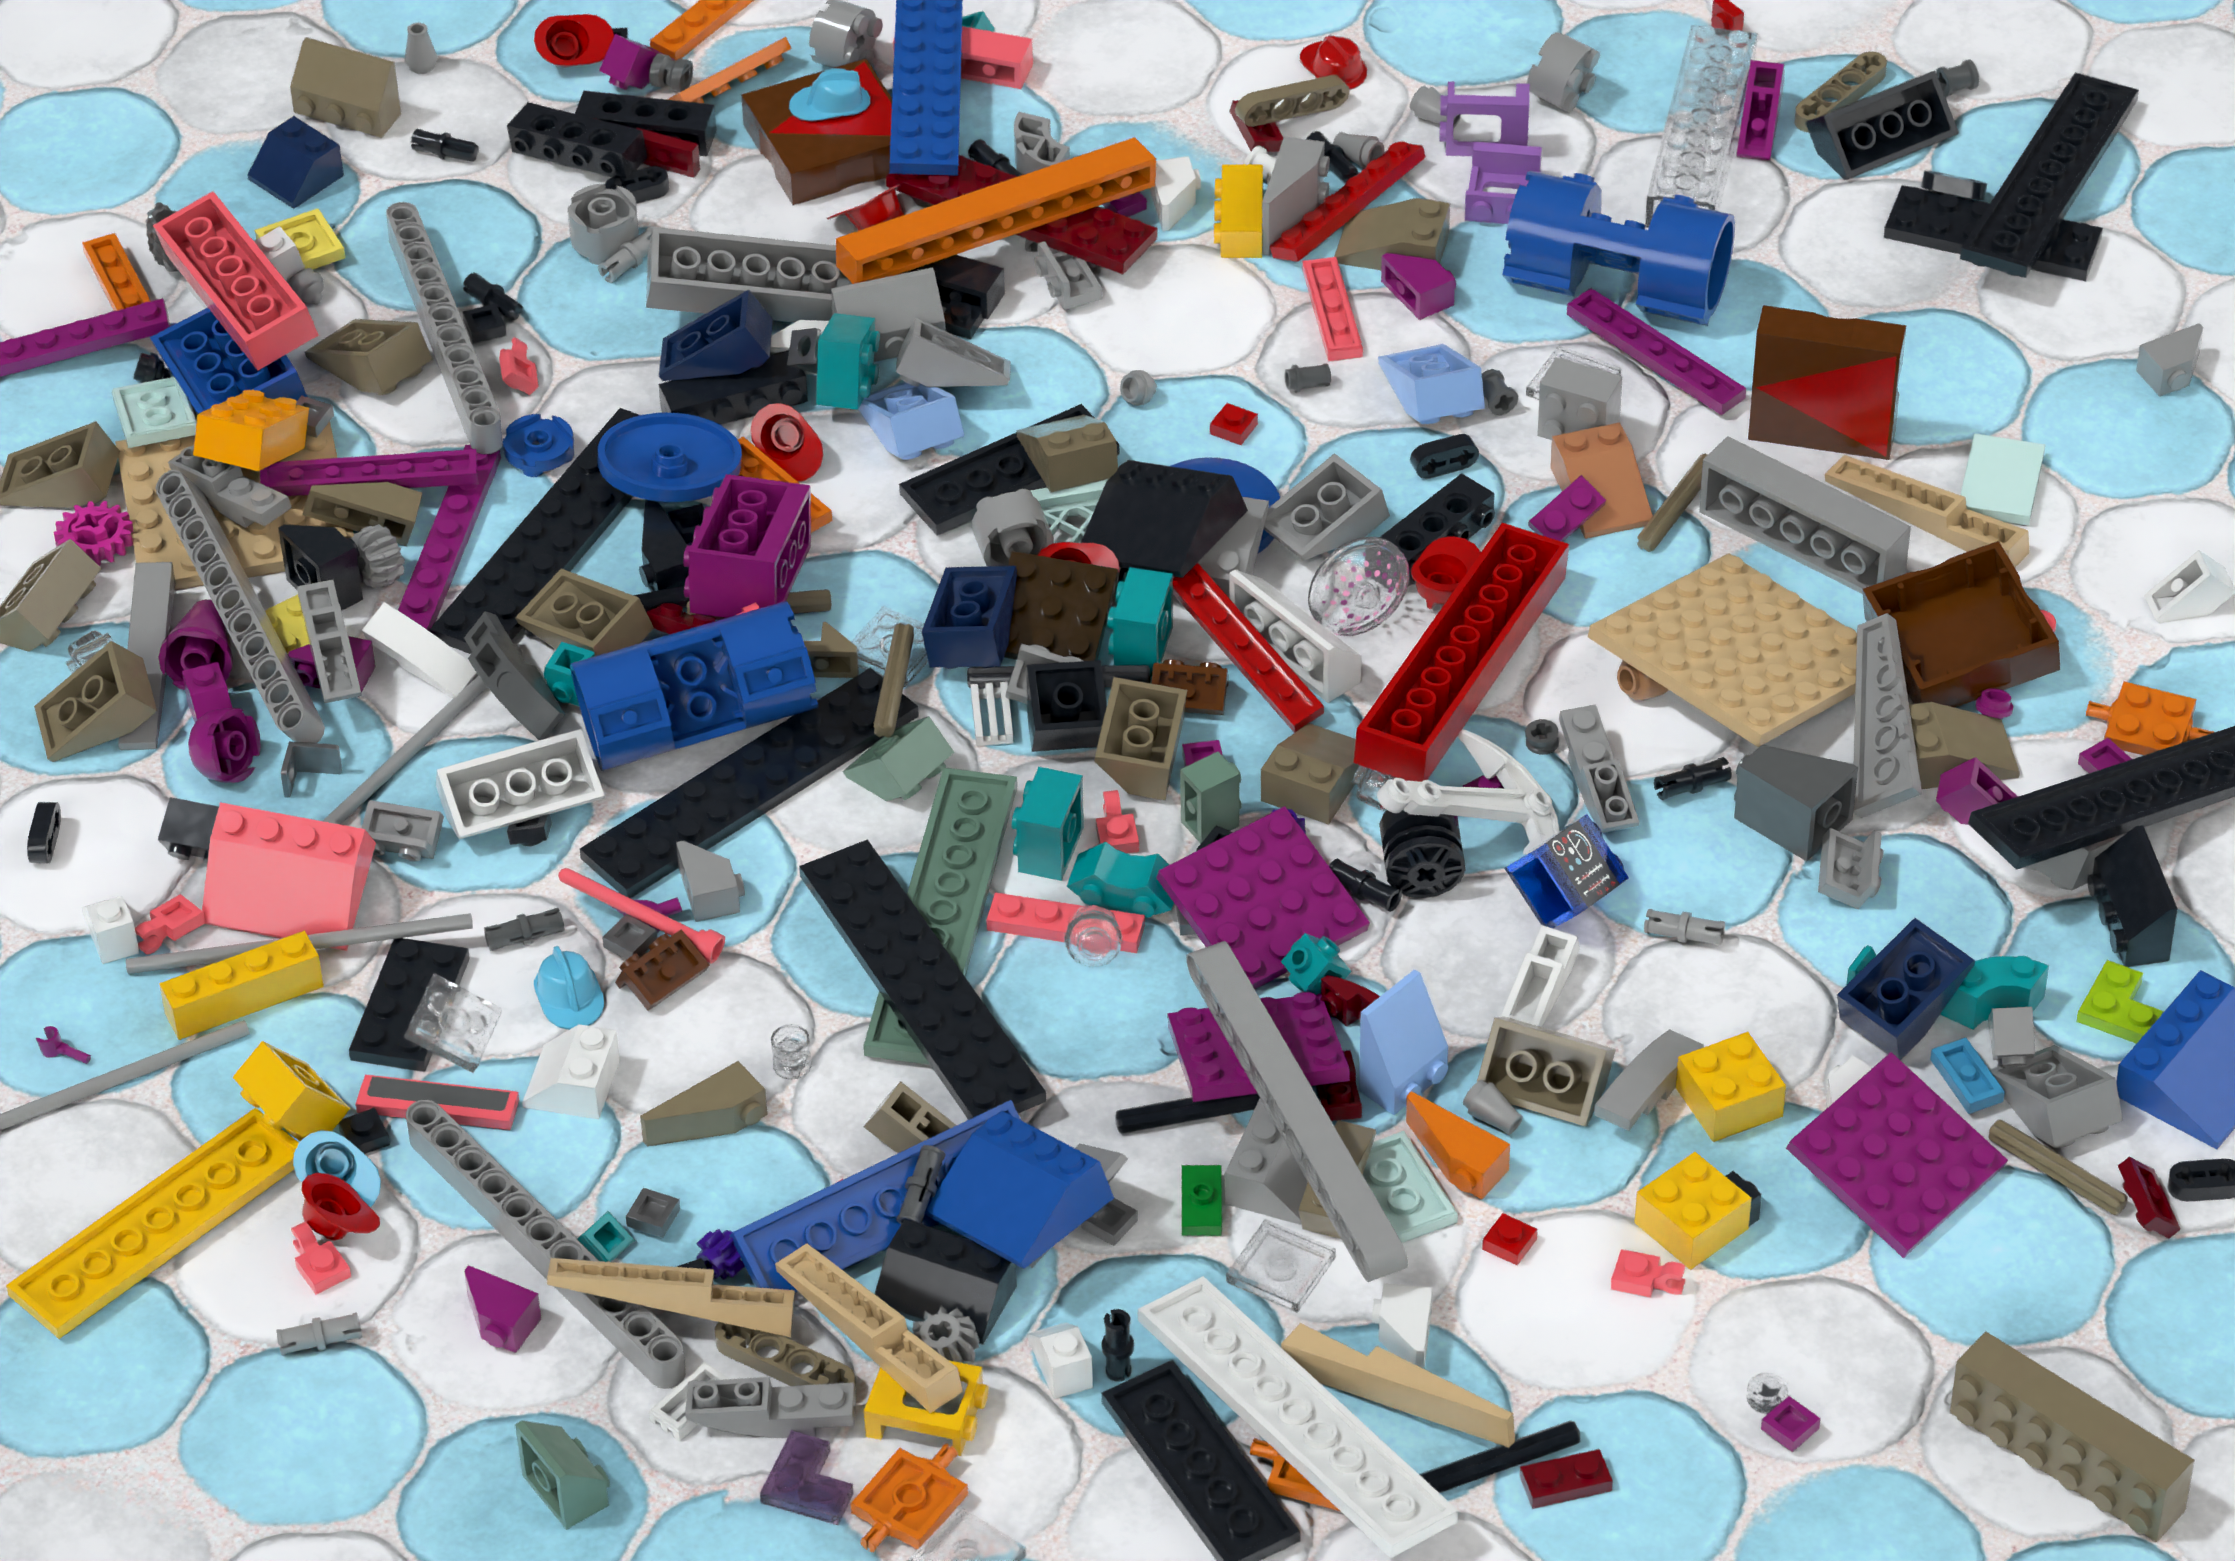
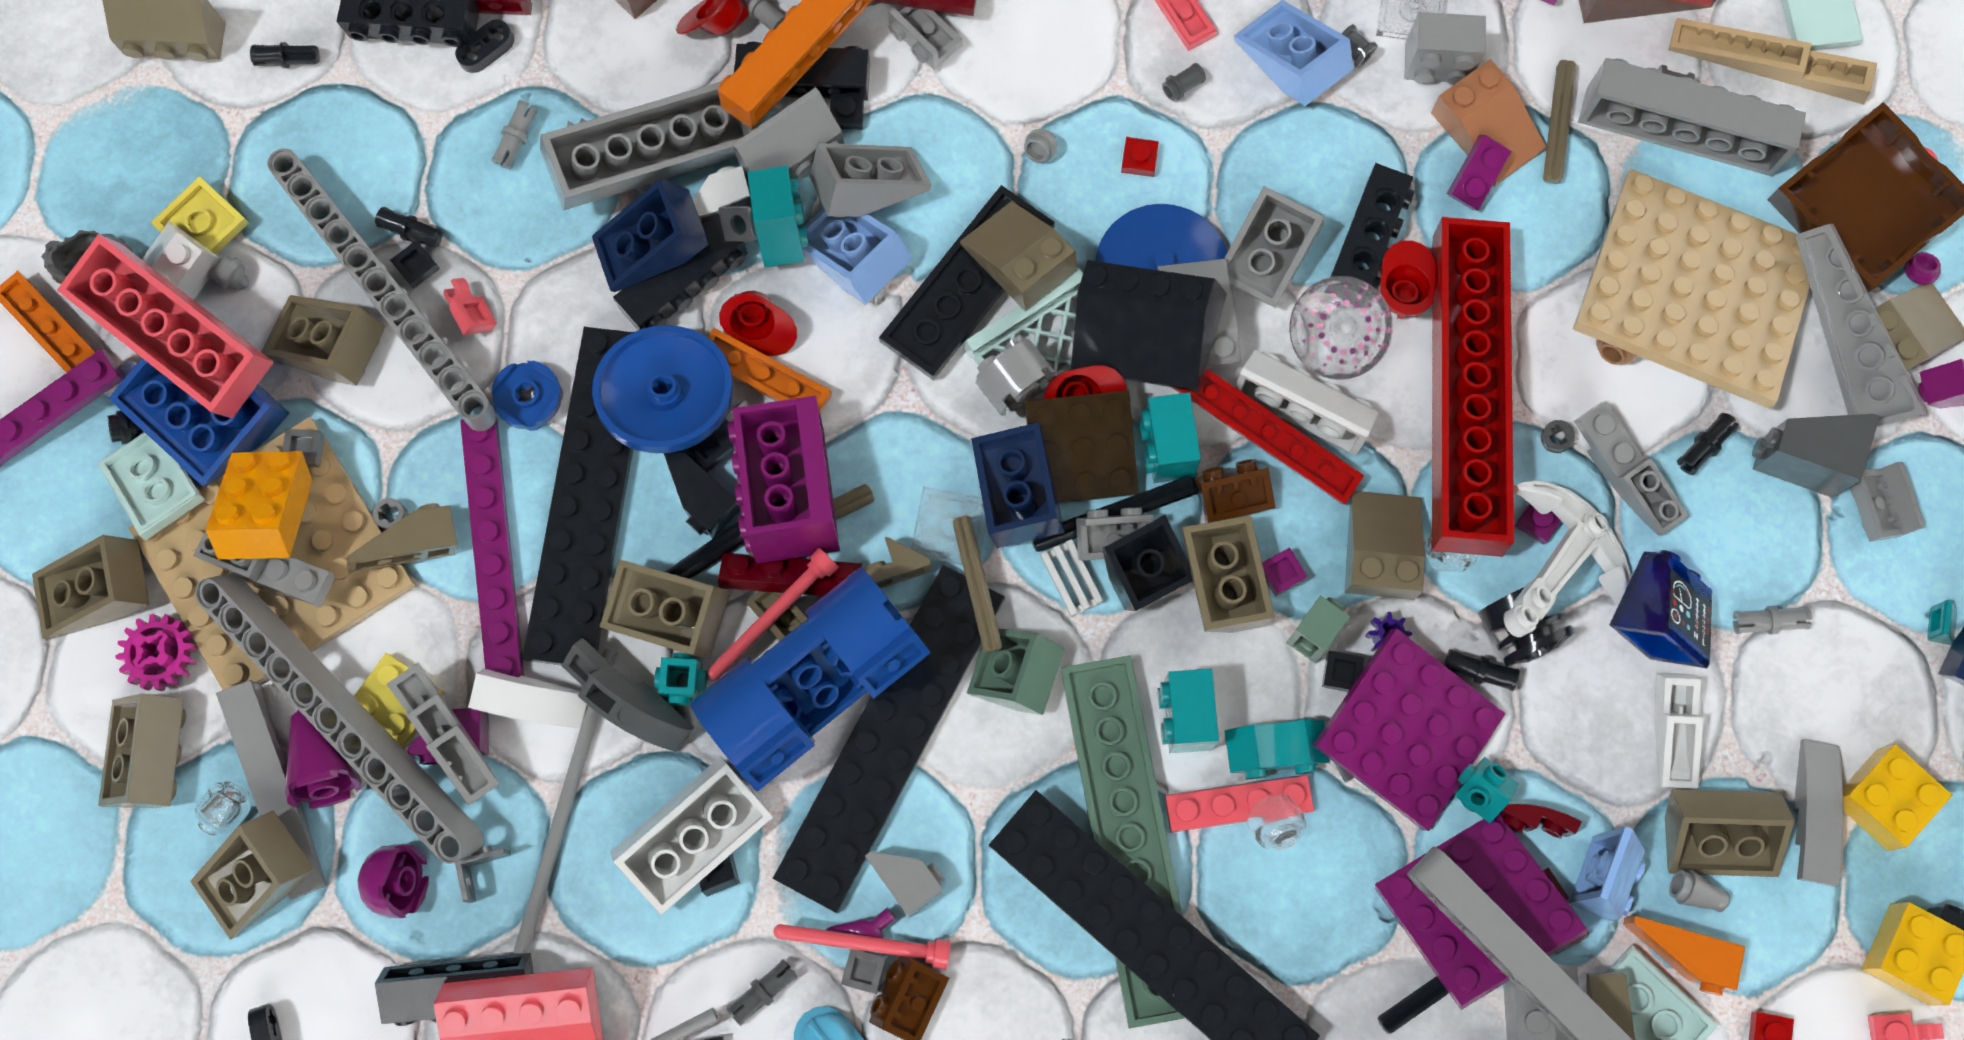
camera: 20 degrees left, 30 degrees up
(205, 689) = (355, 825): magenta slope -> none
(296, 162) = (153, 125): dark blue slope -> none
(322, 555) = (397, 630): black slope -> none
(379, 556) = (438, 596): light grey gear -> none
(403, 829) = (599, 920): light grey bracket -> none
(405, 470) = (391, 499): magenta plate -> none
(602, 221) = (475, 109): light grey brick -> none
(1117, 828) = (1240, 680): coral plate -> none
(1444, 456) = (1342, 137): black beam -> none

